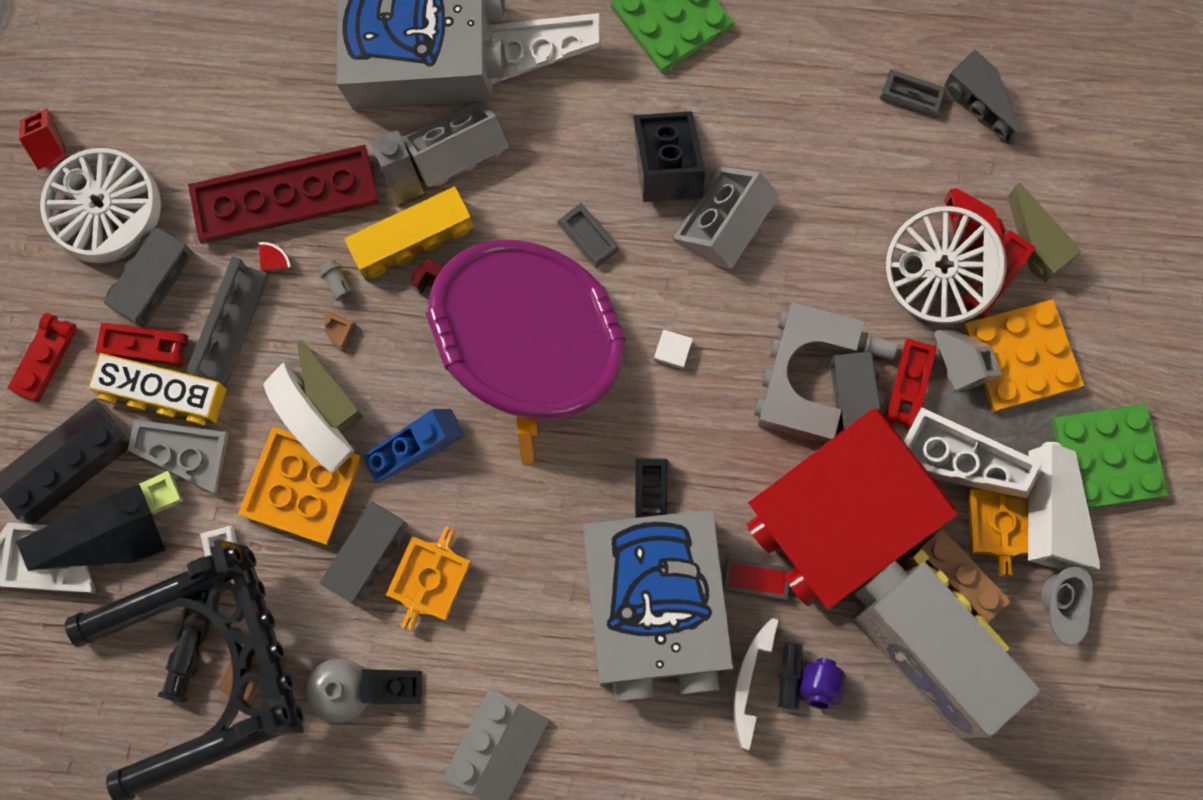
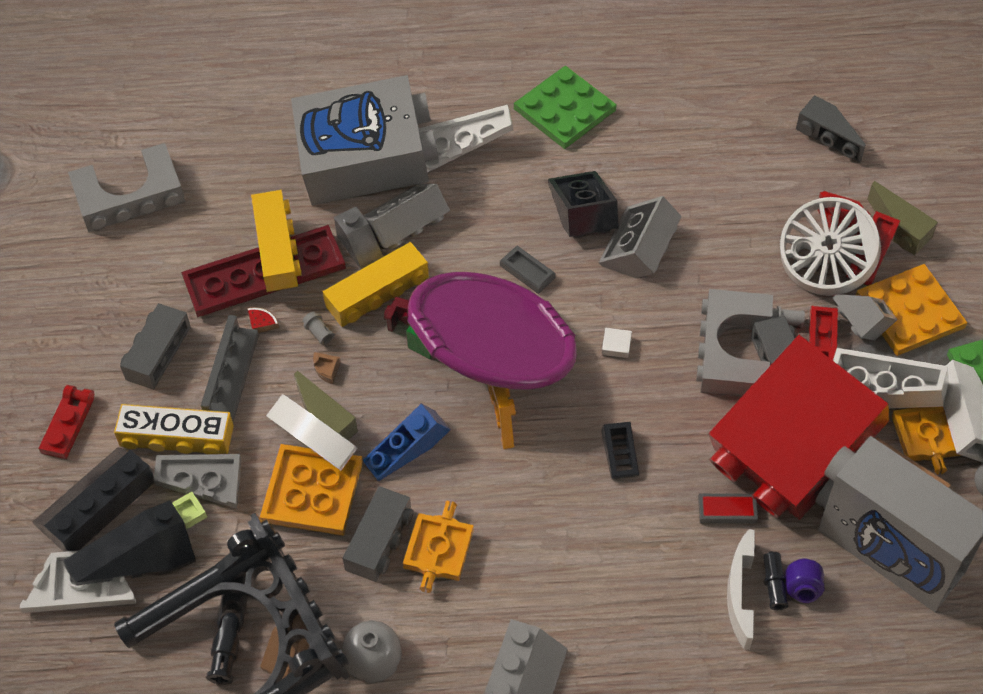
camera: 10 degrees left, 20 degrees down
(42, 140) = (51, 256): red slope -> none
(88, 217) = (119, 293): white piece -> none
(141, 344) = (156, 395): red plate -> none
(177, 66) = (104, 209): none -> light grey arch
(298, 162) = (274, 240): none -> yellow brick
(391, 686) = (419, 638): black slope -> none
(657, 603) = (645, 531): brick -> none
(911, 98) = (772, 139): dark grey tile -> none

